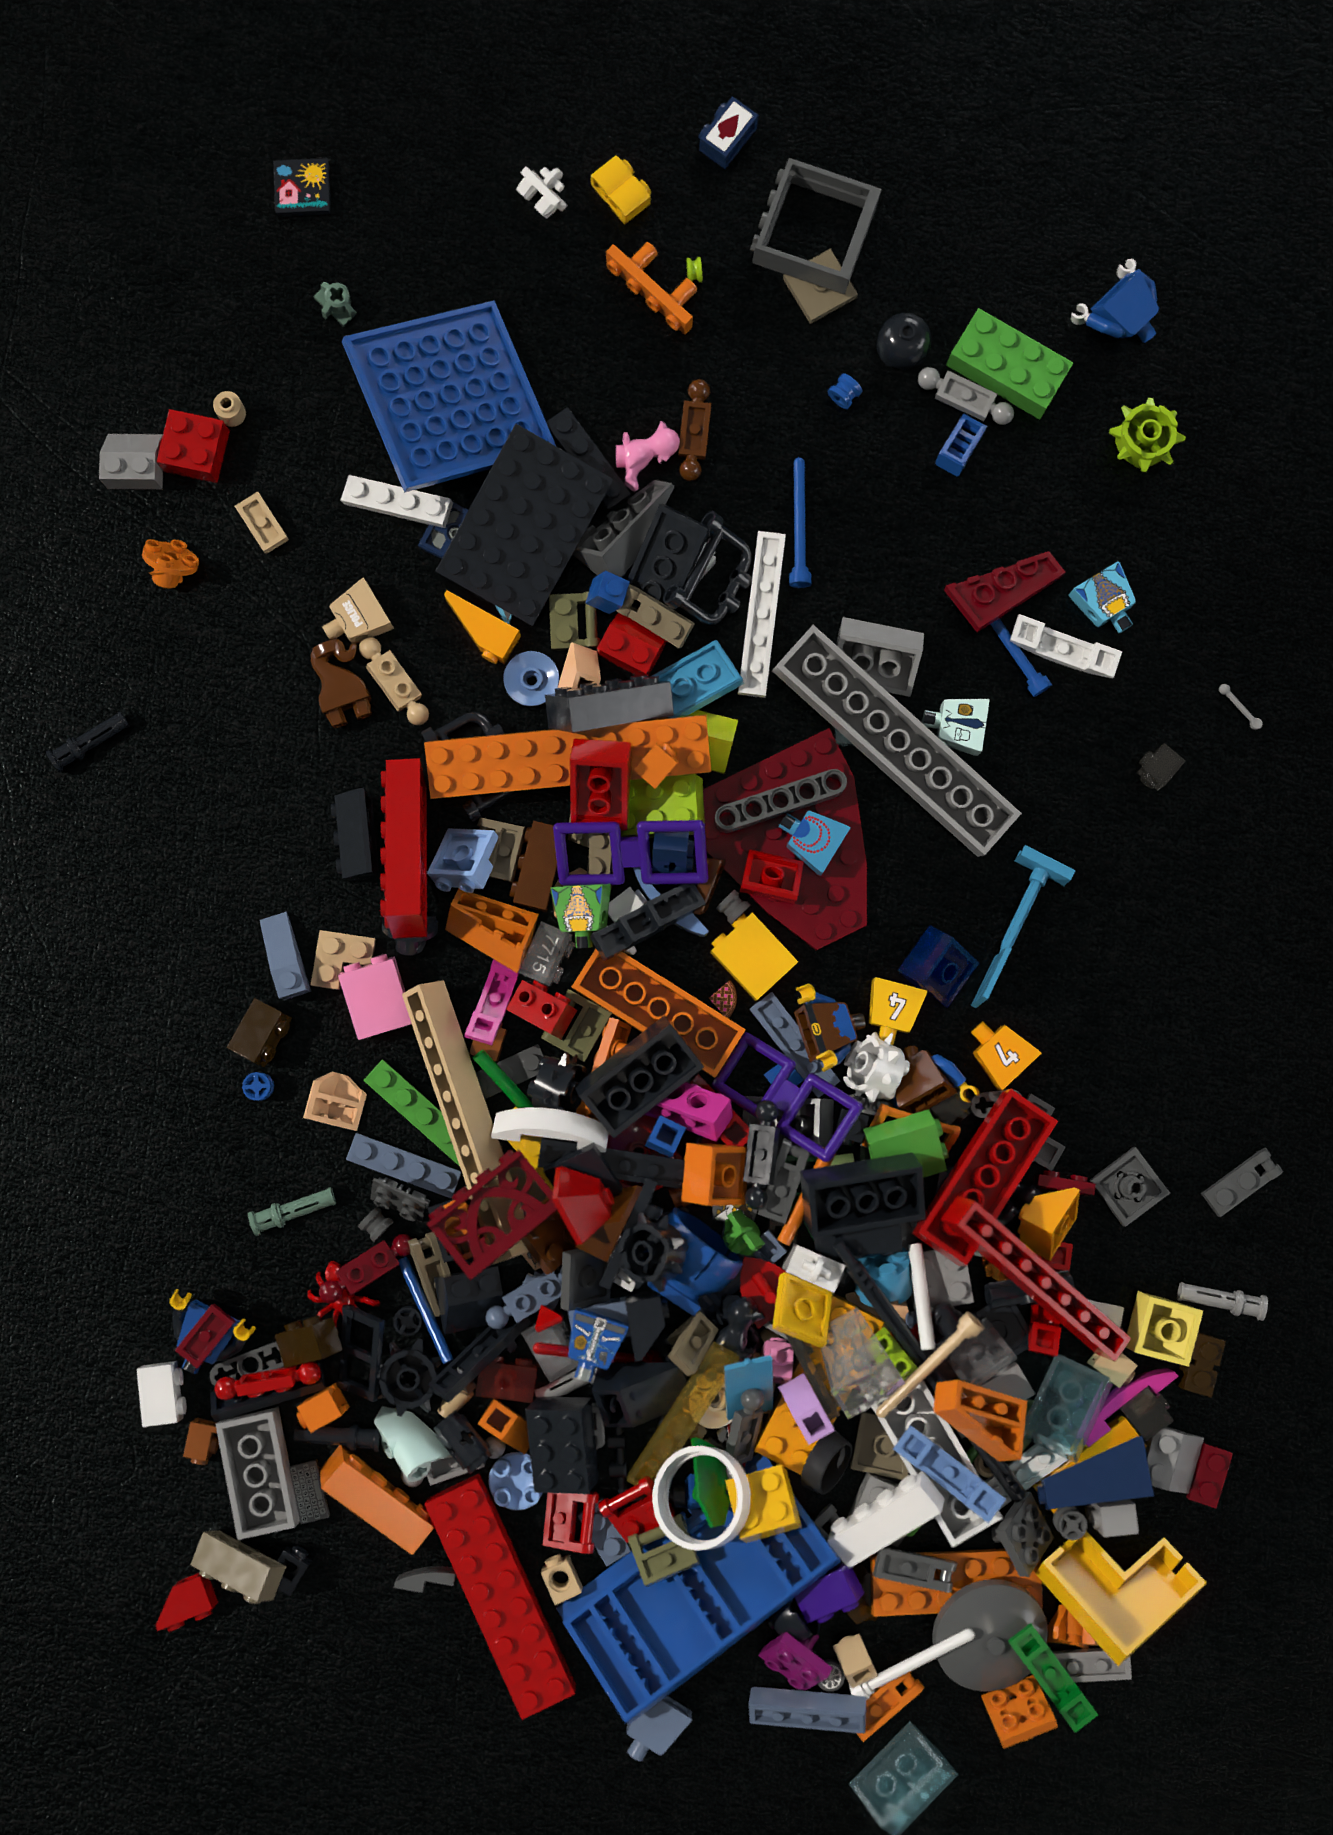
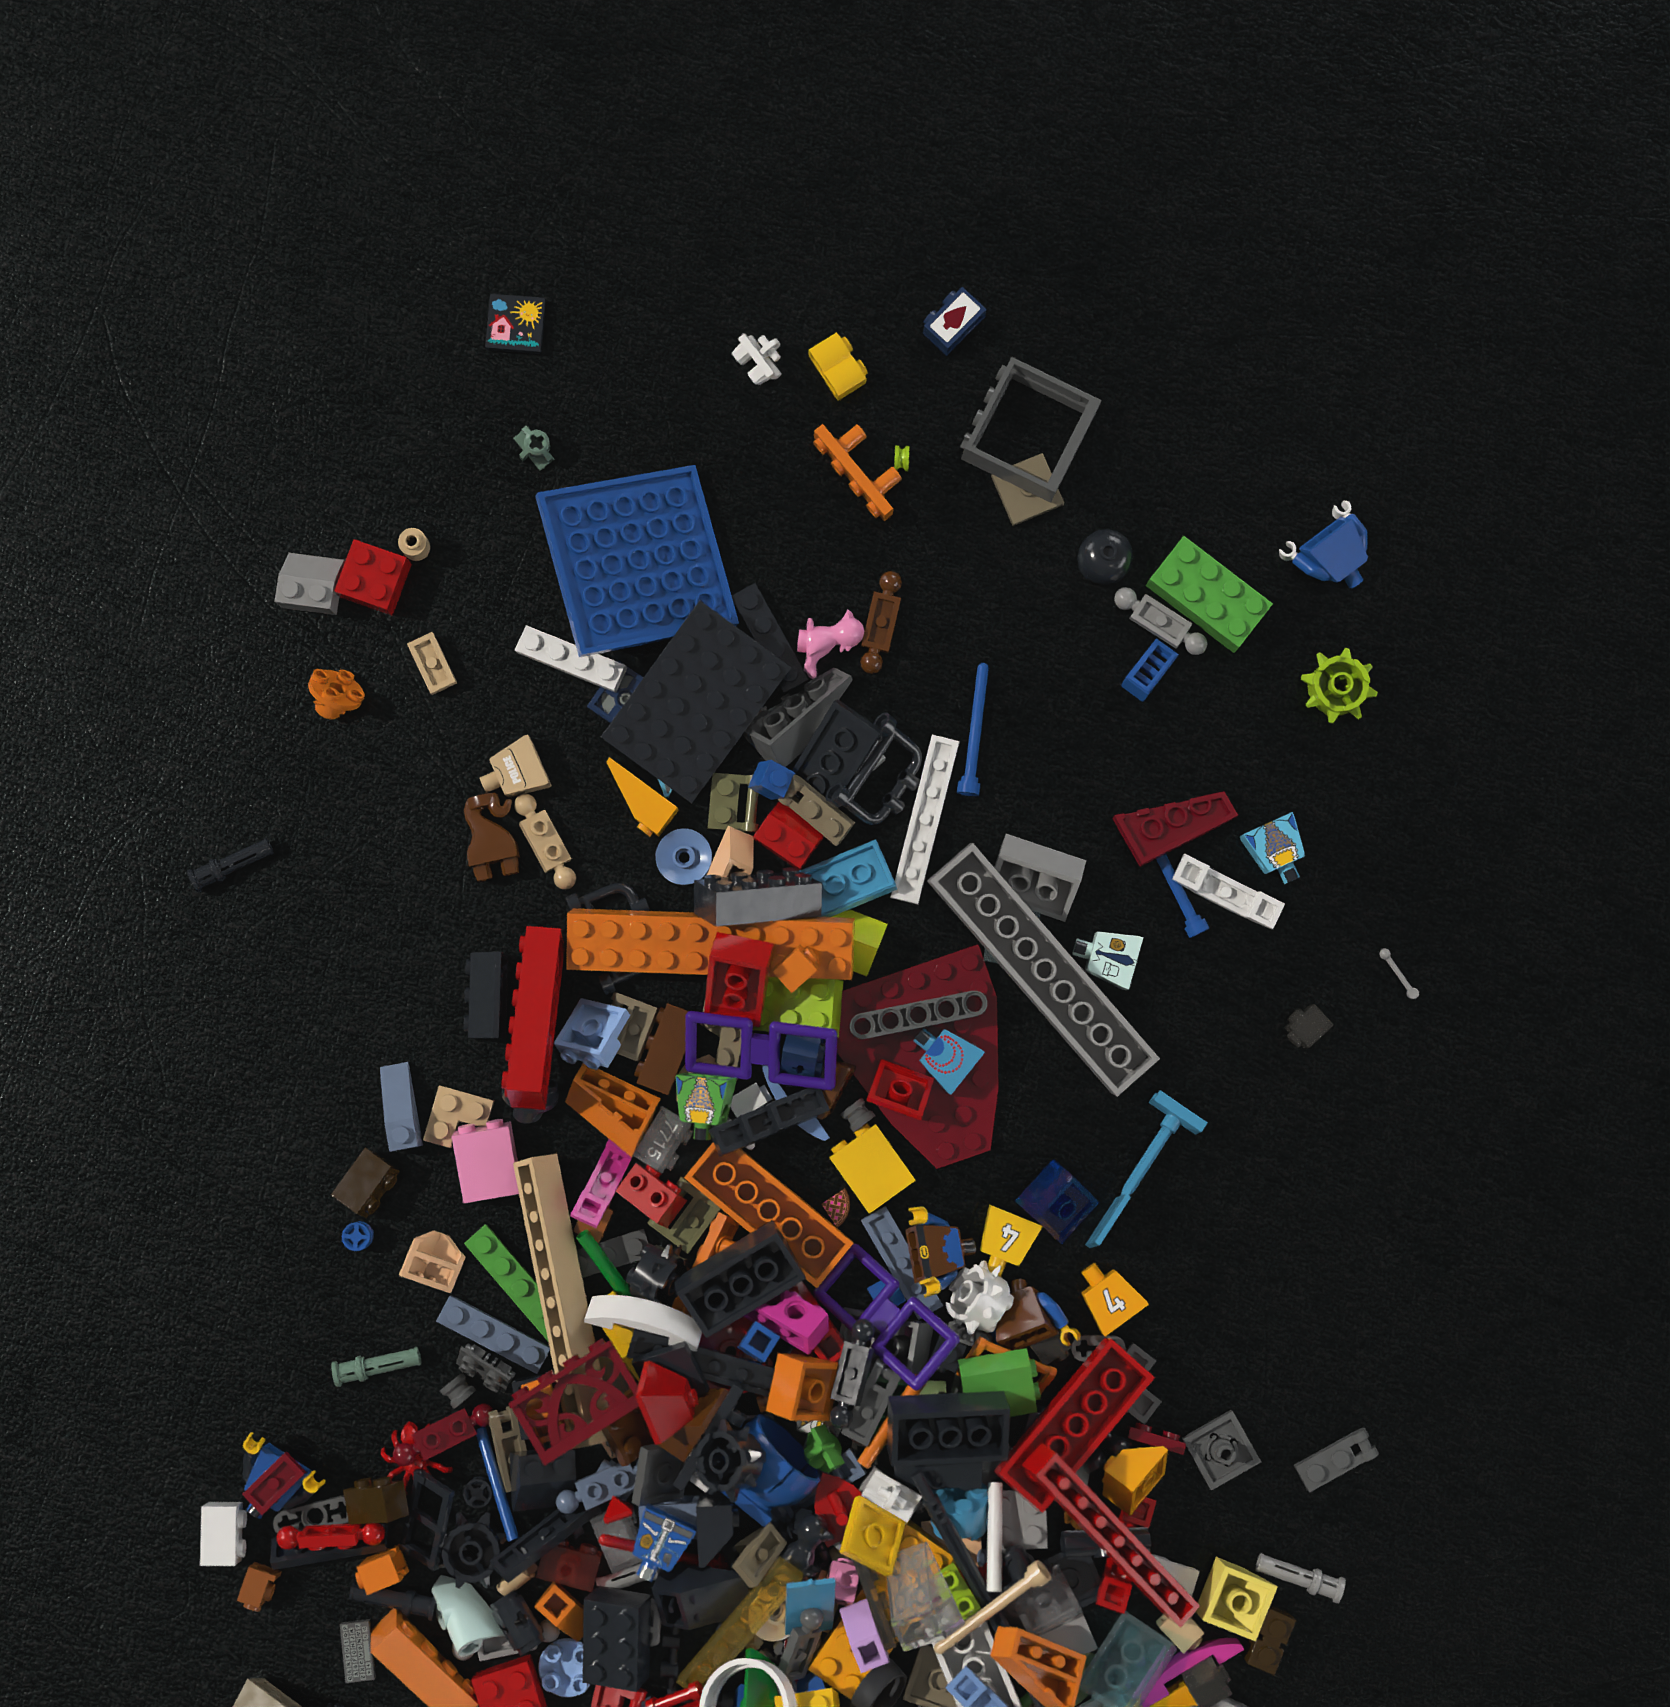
camera: 10 degrees right, 0 degrees up
(258, 1473) = (309, 1626): light grey brick -> none
(845, 391) = (1038, 601): blue wheel -> none

